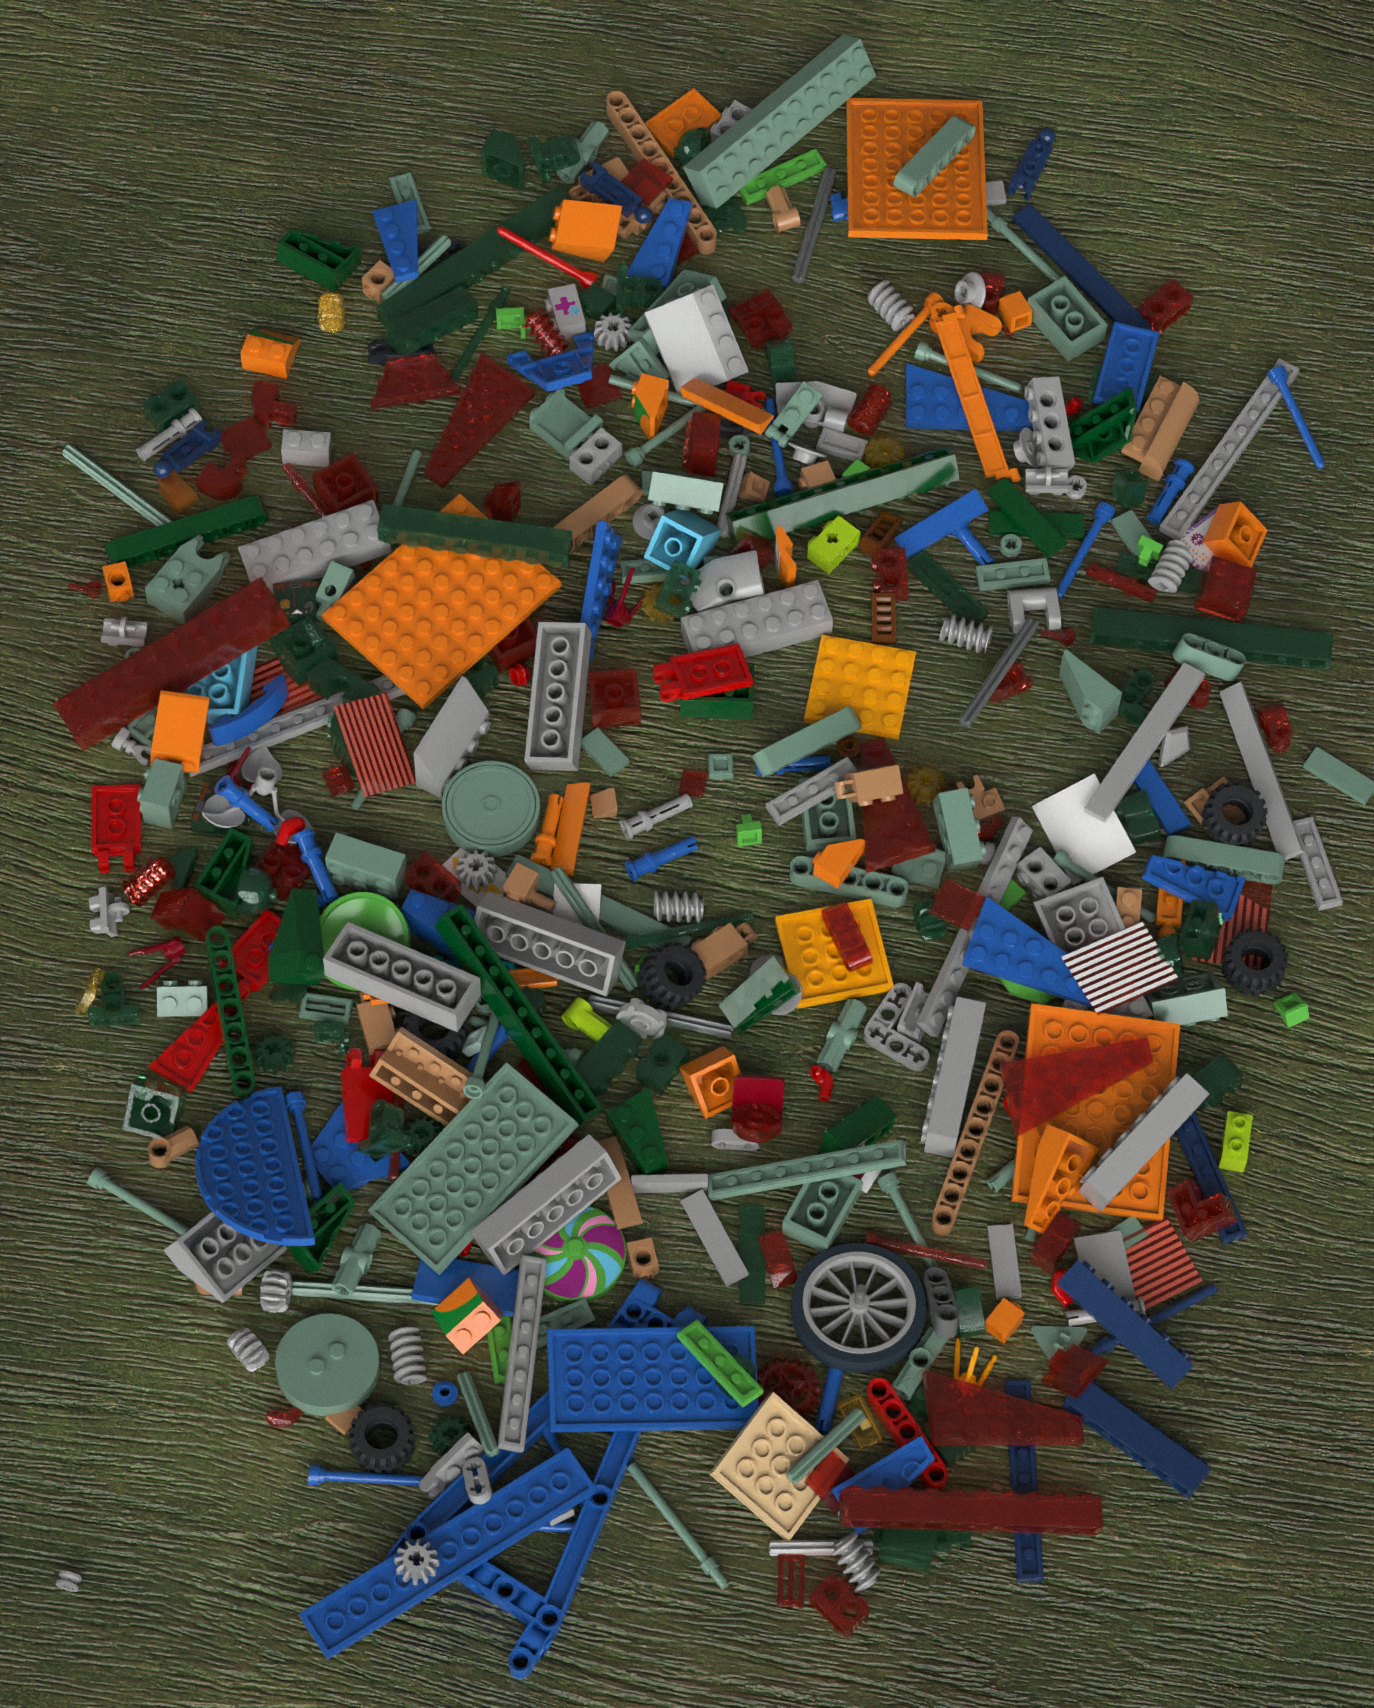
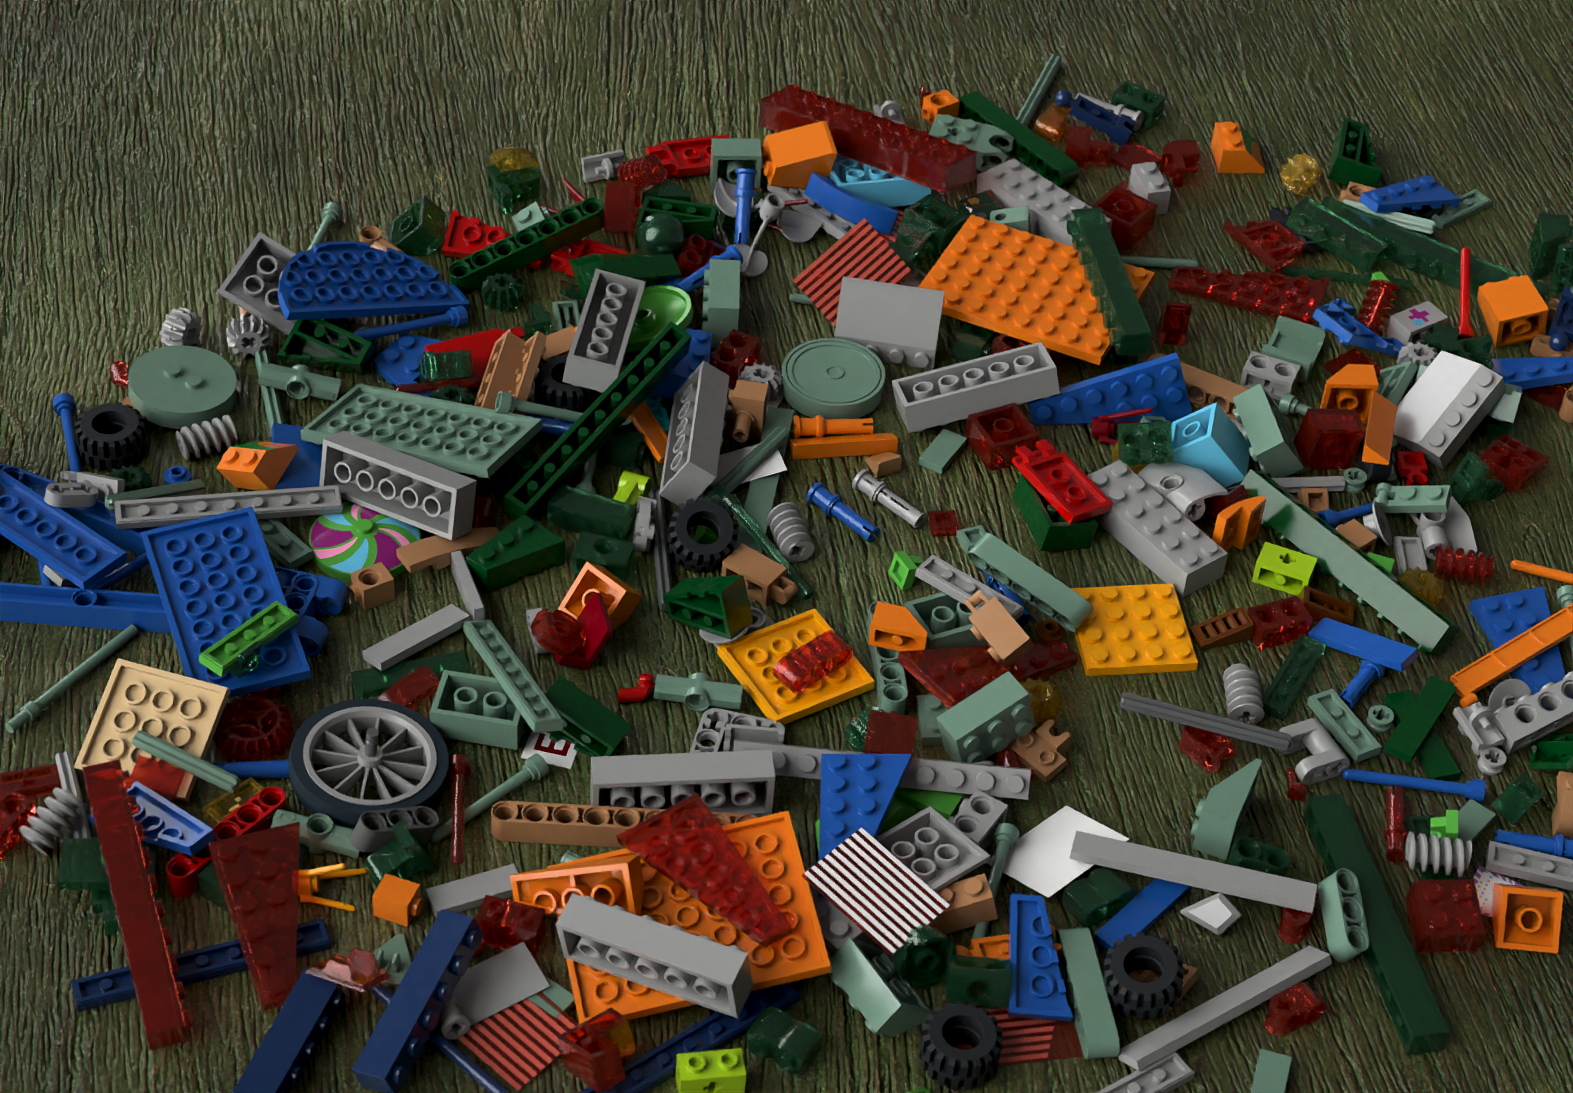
camera: 70 degrees right, 20 degrees down
(289, 827) = (743, 246): red arm -> none

